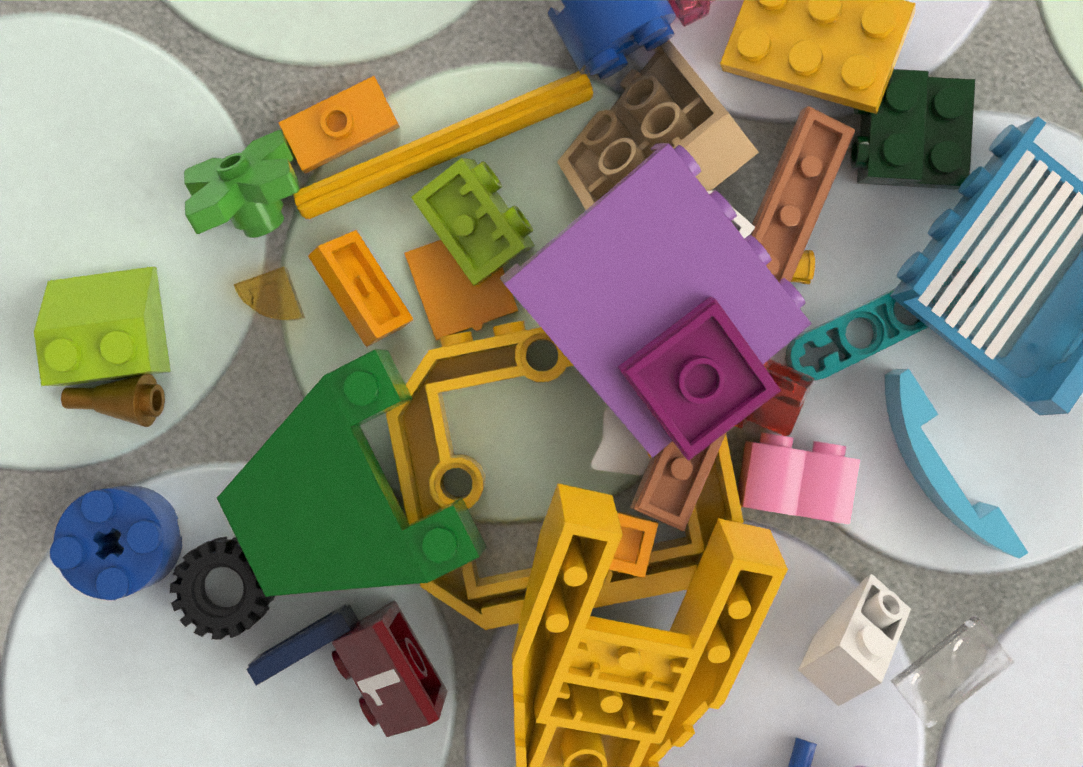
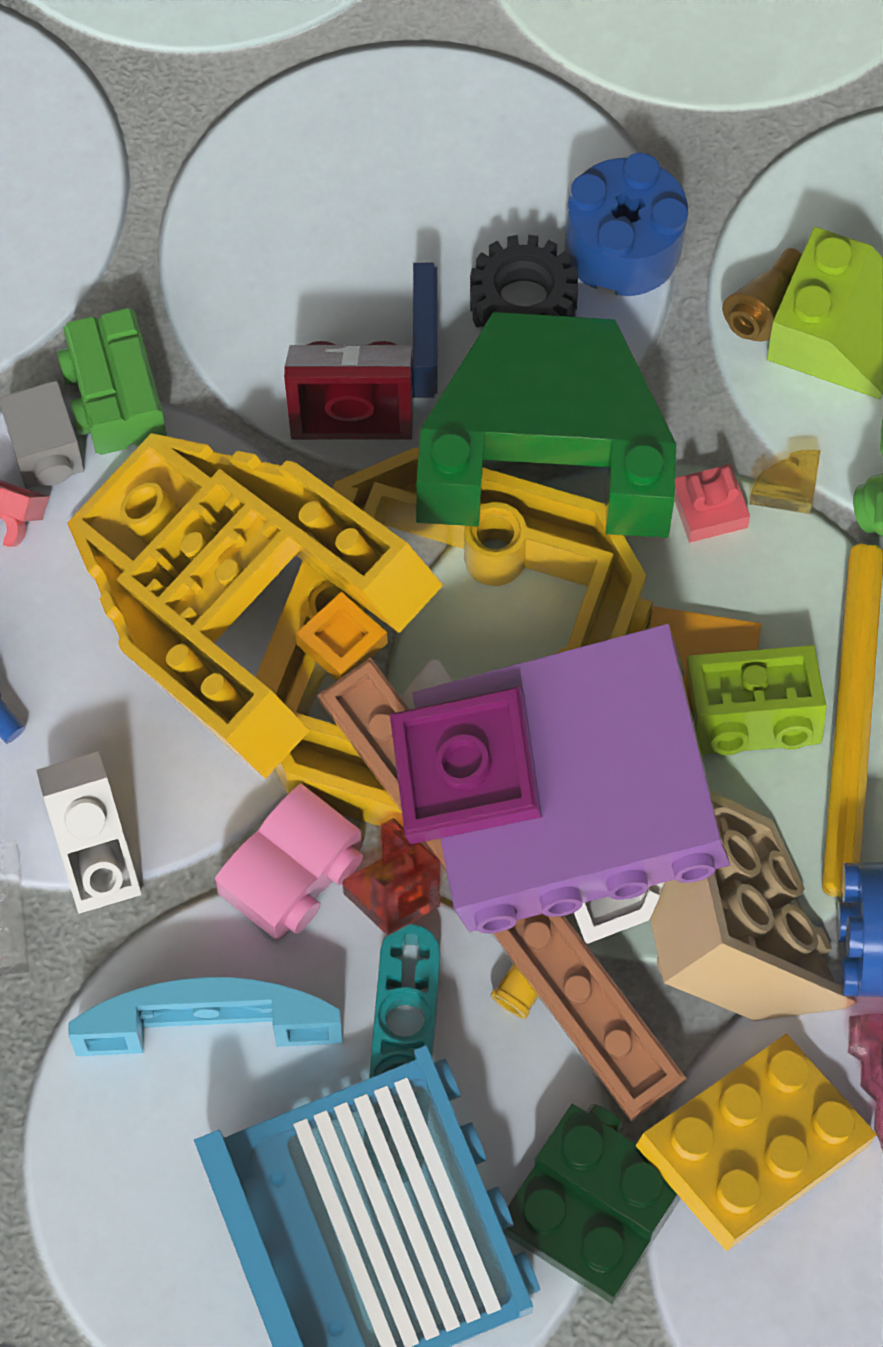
camera: 120 degrees right, 25 degrees down
(323, 343) = (710, 503): none -> coral tile
(360, 287) = (747, 558): light orange plate -> none

